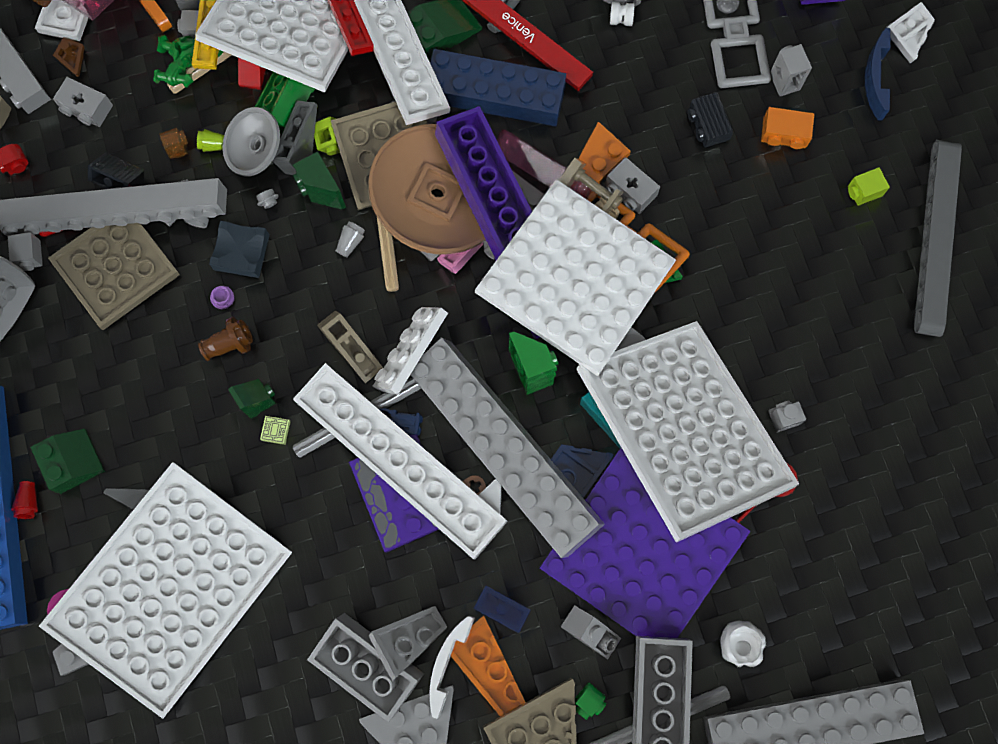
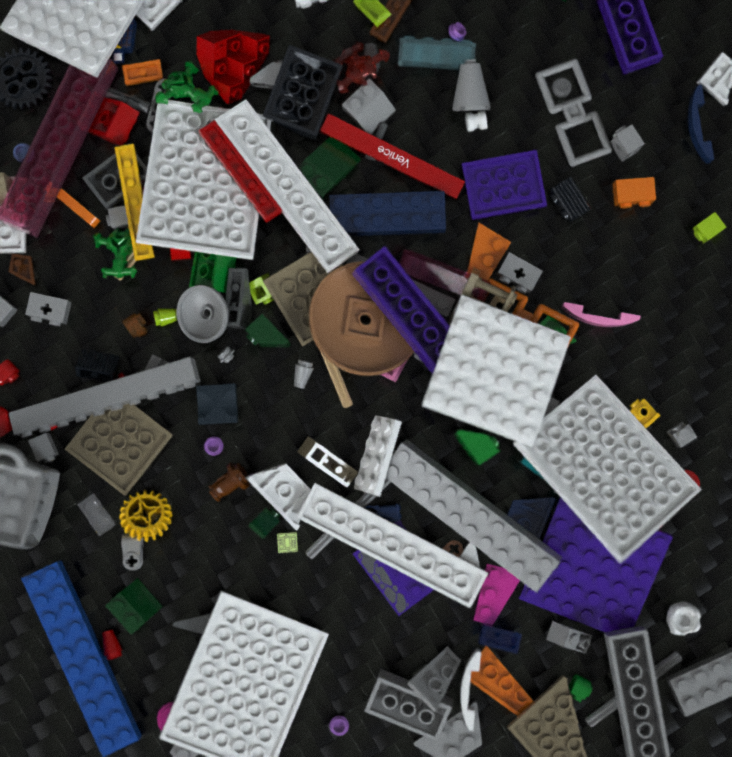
camera: 15 degrees left, 10 degrees up
(60, 342) = (96, 514): none -> clear plate
(87, 393) = (132, 548): none -> light grey piece
(114, 354) = (138, 518): none -> yellow gear
(272, 672) = (339, 725): none -> medium lavender plate
(284, 364) = (282, 490): none -> white wing
(512, 552) = (494, 593): none -> dark pink wing
(637, 88) = (504, 185): none -> dark purple plate
(745, 267) = (576, 311): none -> bright pink slope
(748, 386) = (650, 416): none -> yellow brick

